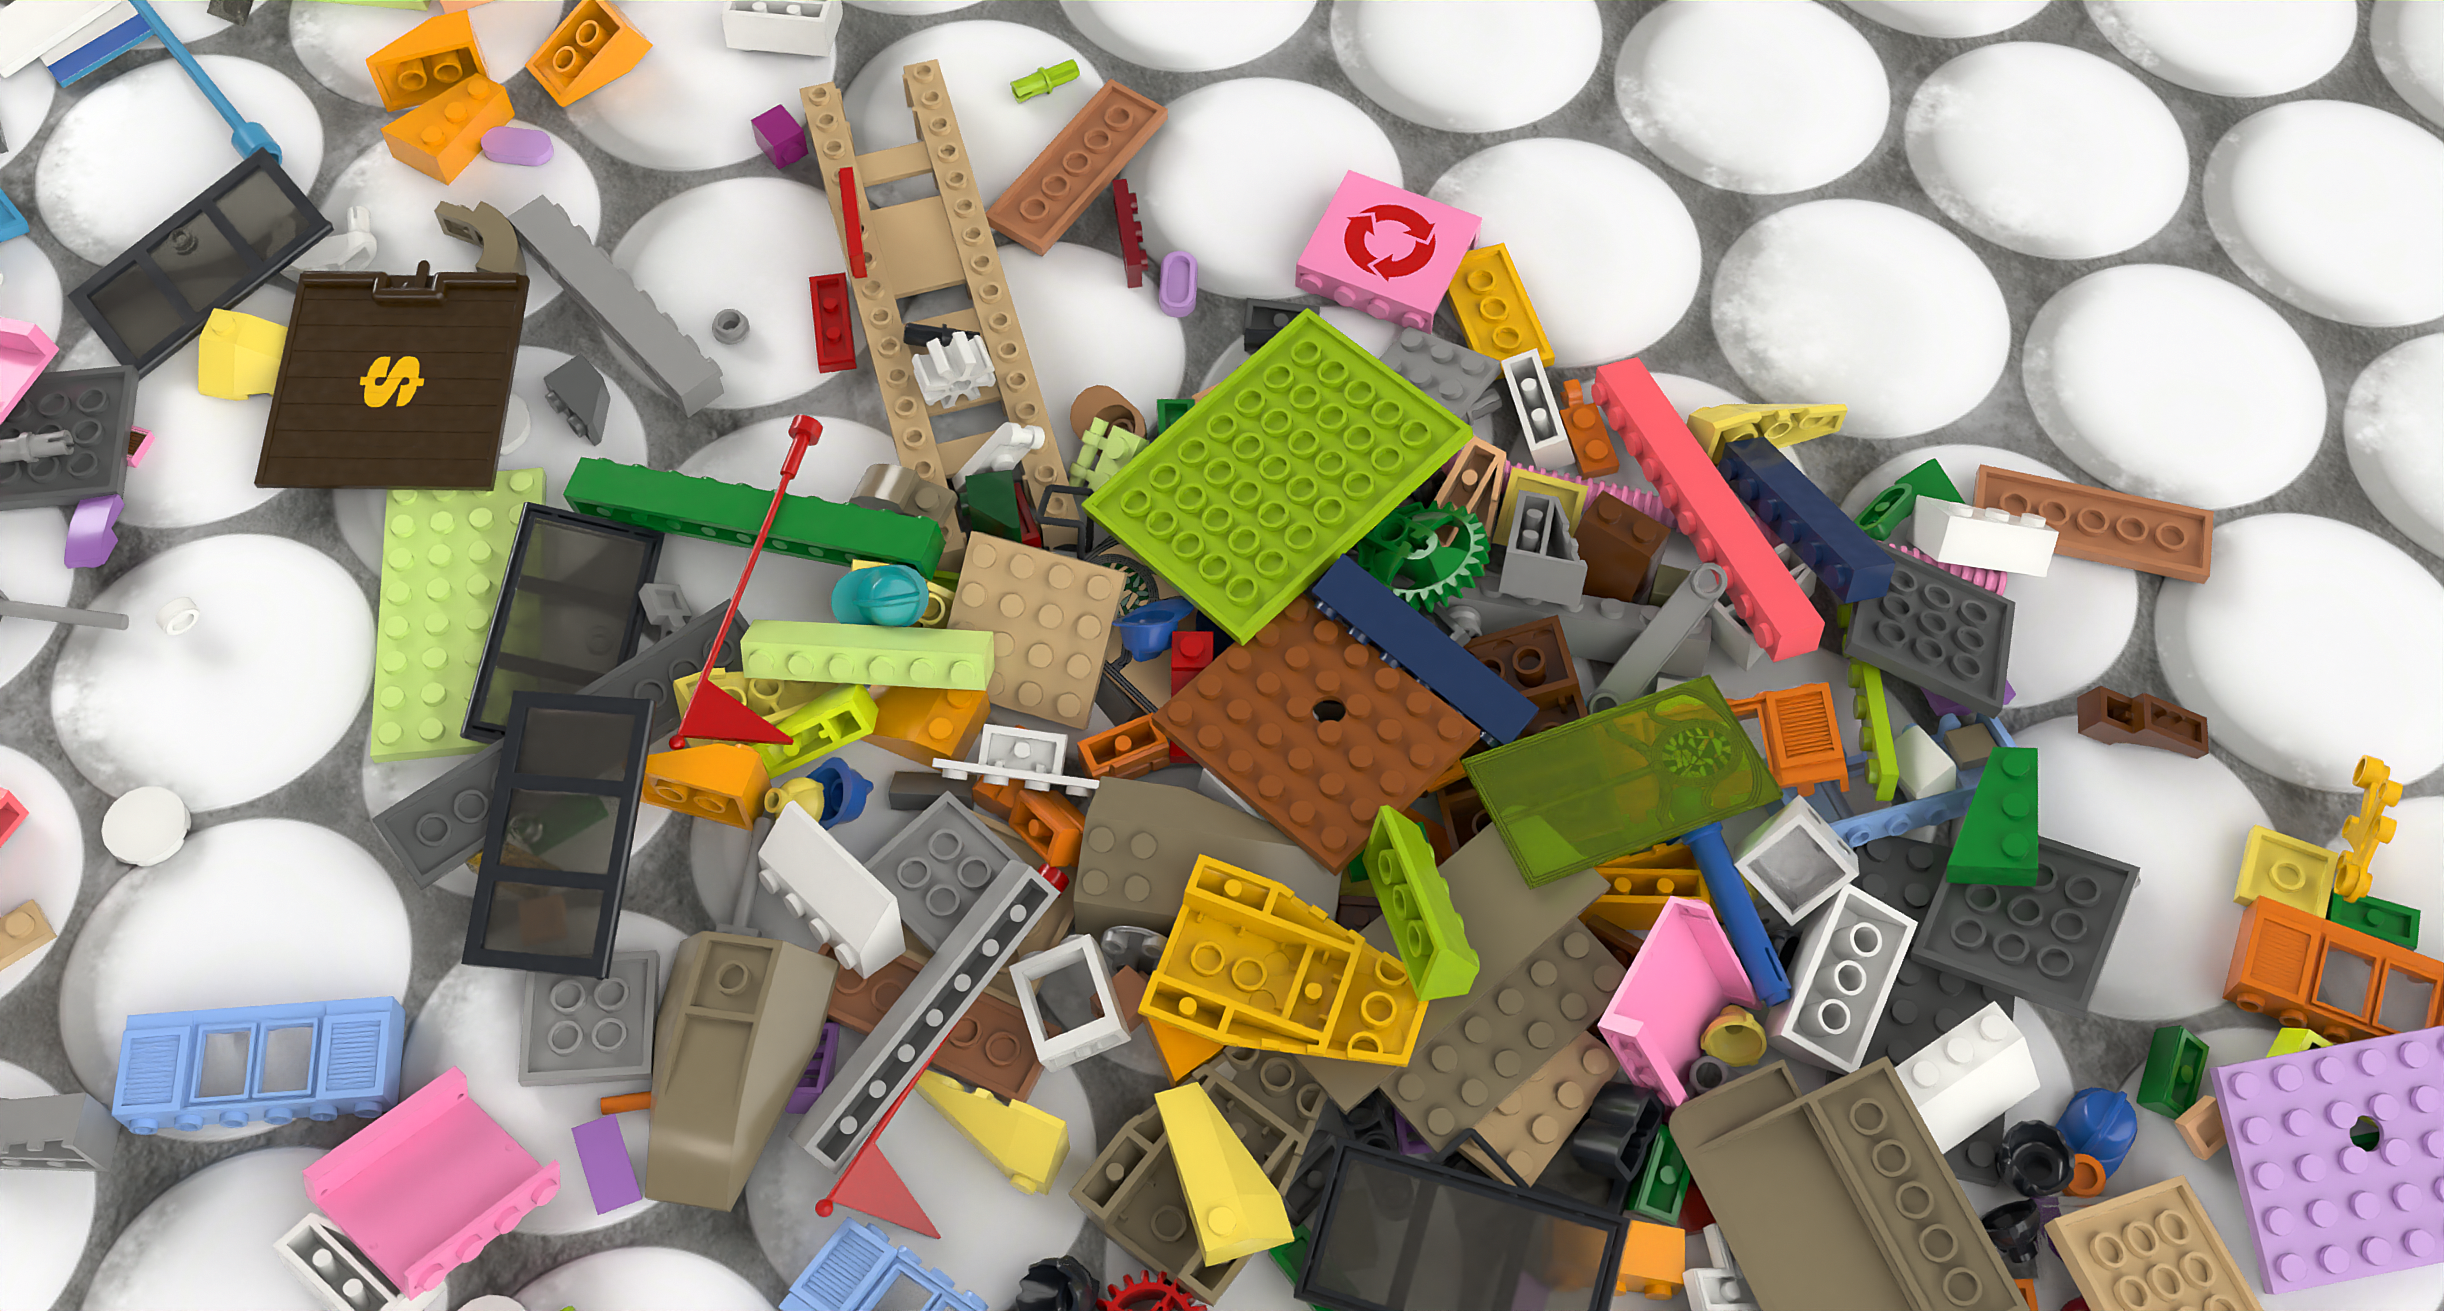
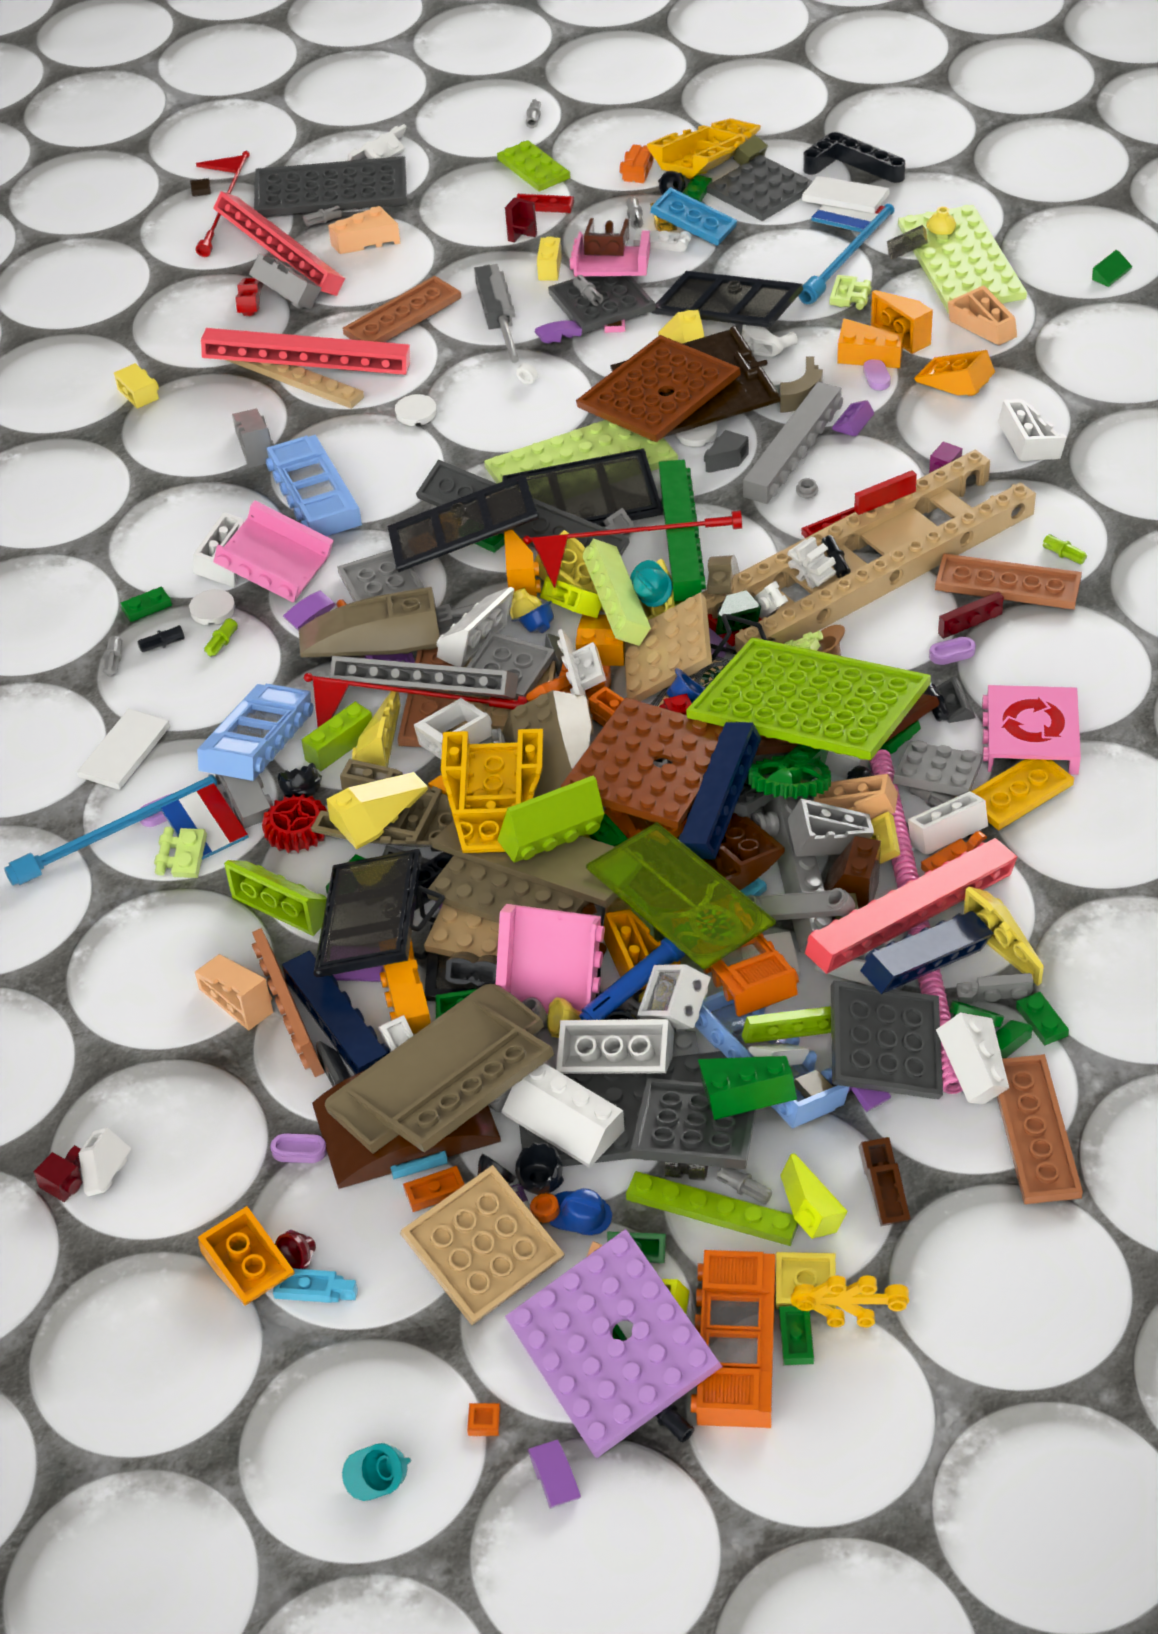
camera: 75 degrees right, 15 degrees down
(289, 111) = (846, 290): none -> yellowish green plate
(335, 433) = (632, 390): none -> dark orange plate
(598, 212) = (854, 418): none -> medium lavender slope
(968, 1201) = (336, 736): none -> lime brick
(1847, 478) = (995, 988): none -> light grey hinge
(1903, 446) = (1042, 1018): none -> green plate
(2133, 950) = (712, 1208): none -> lime plate
(2161, 822) = (810, 1200): none -> neon yellow slope

